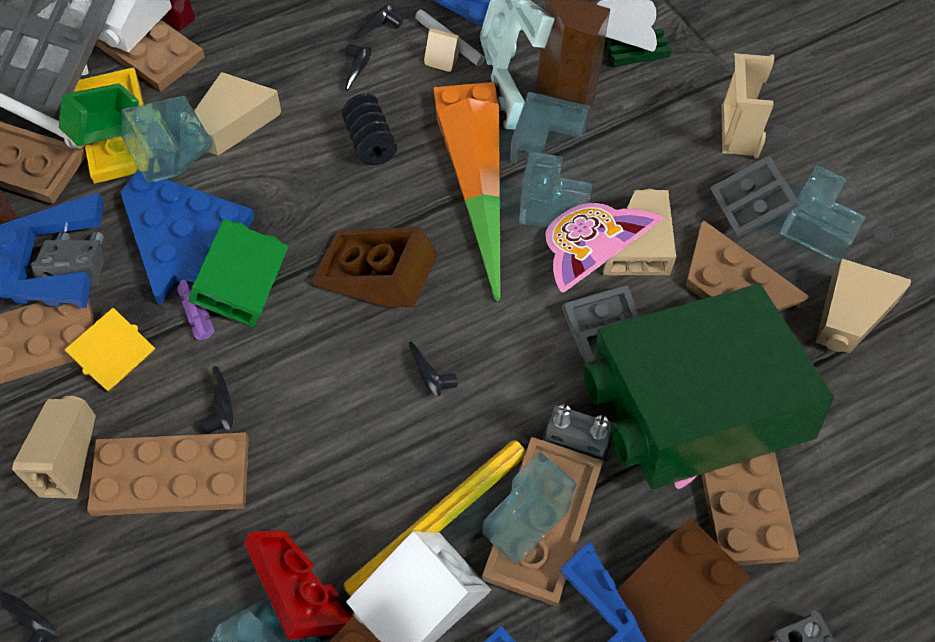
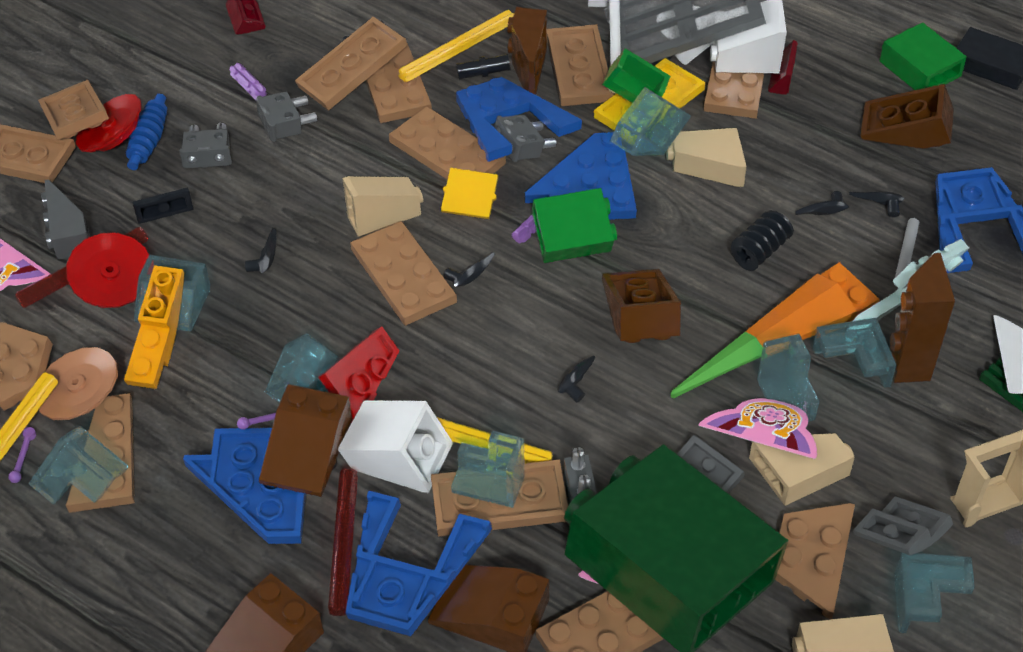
camera: 65 degrees right, 10 degrees down
(441, 50) = (884, 252): tan slope -> none

